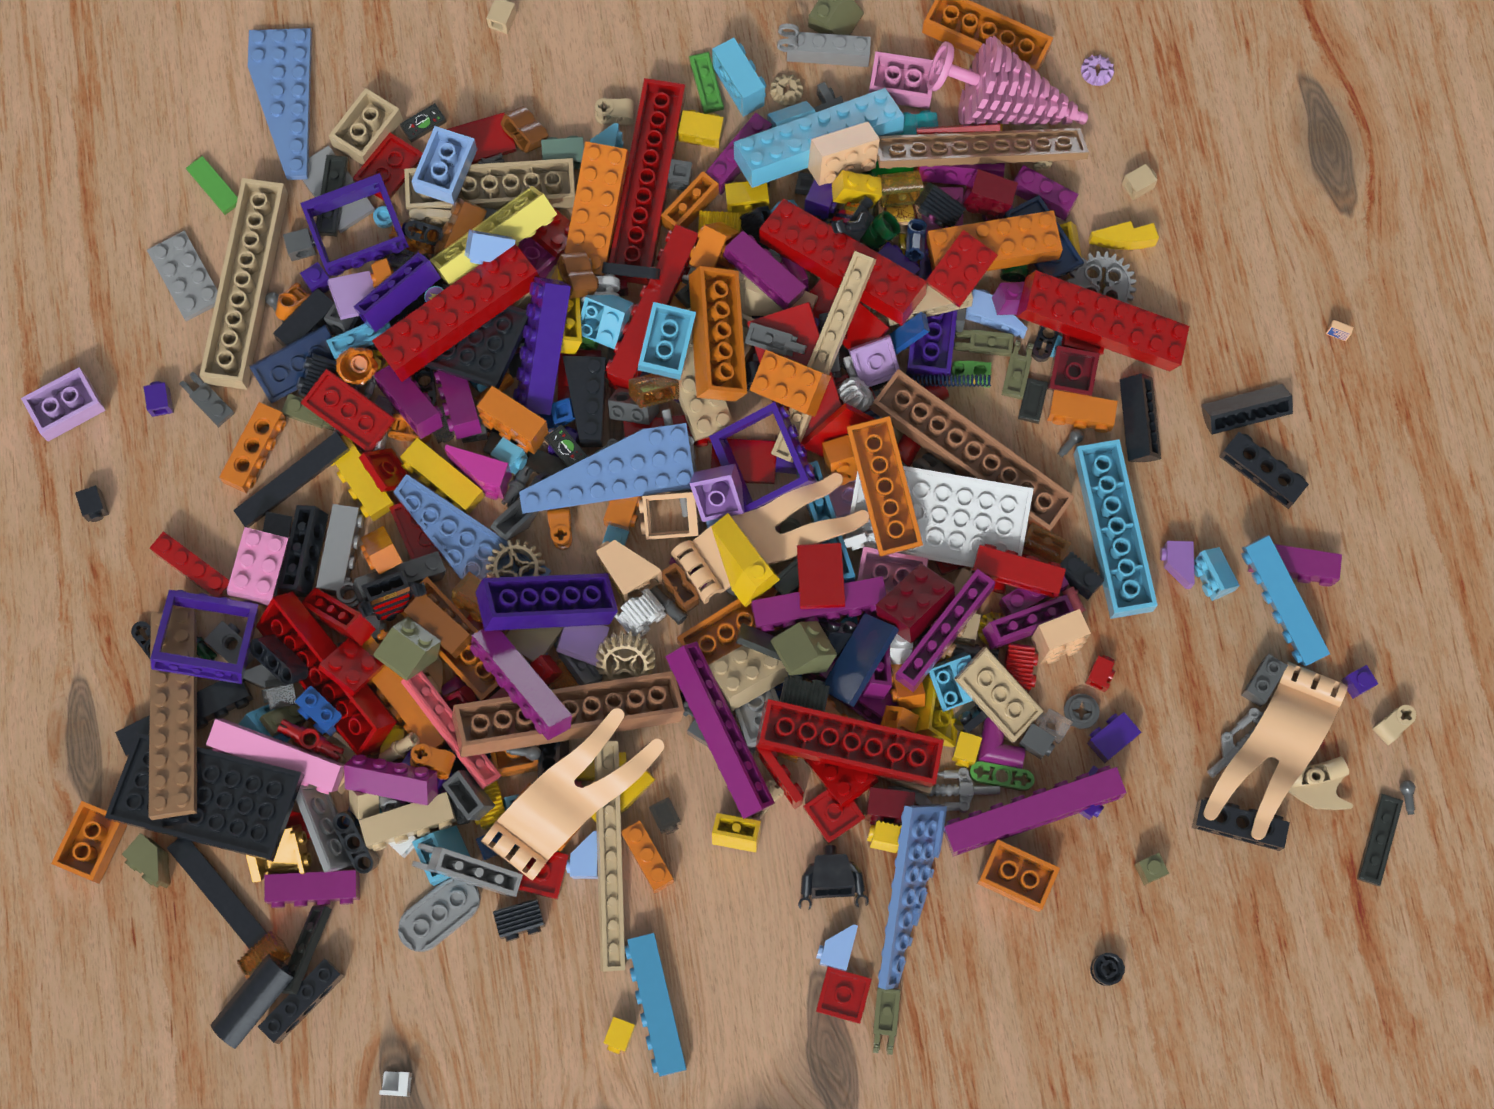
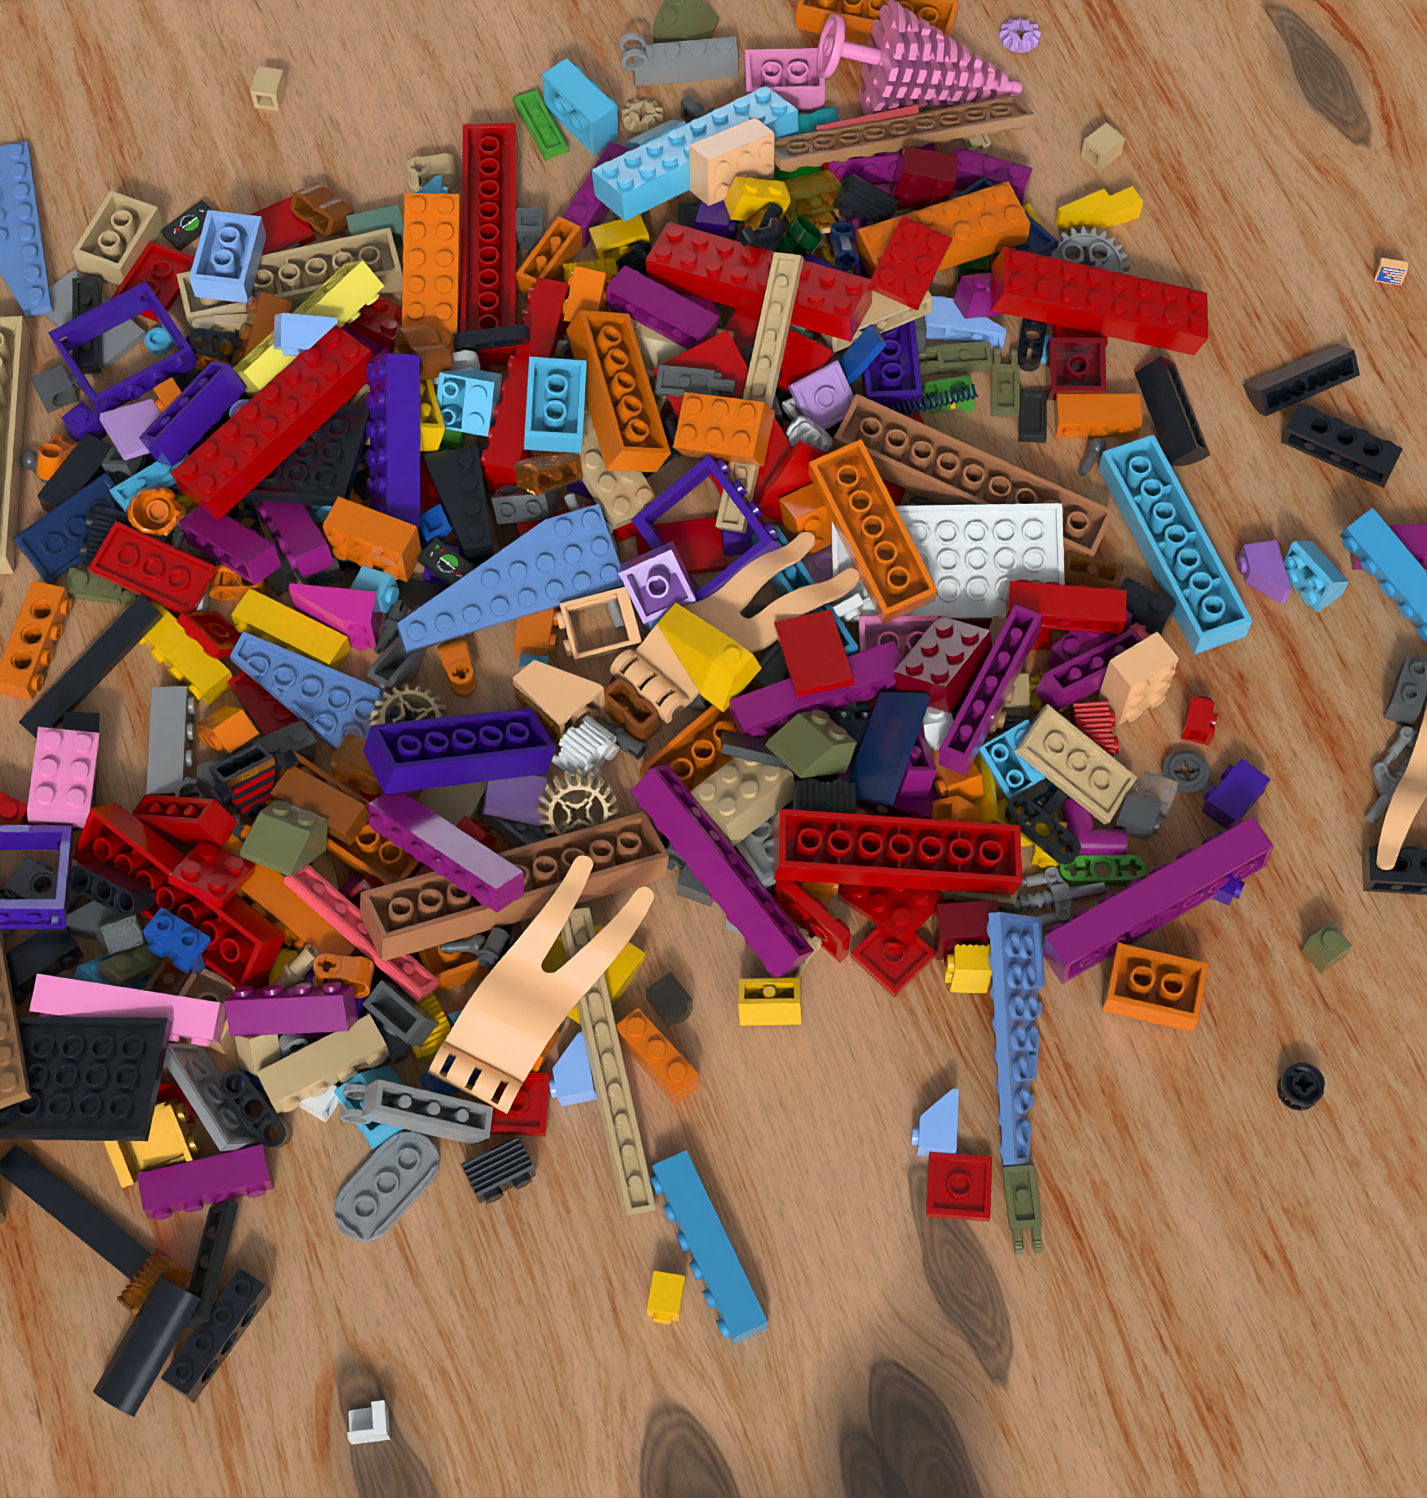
camera: 10 degrees left, 10 degrees down
(300, 734) = (158, 975): red pin -> none
(303, 550) = (121, 750): black brick -> none
(540, 762) = (489, 954): none -> dark grey pin
(701, 128) = (545, 174): yellow brick -> none
(832, 877) = (909, 1036): black torso -> none
(971, 741) = (1065, 837): none -> black beam

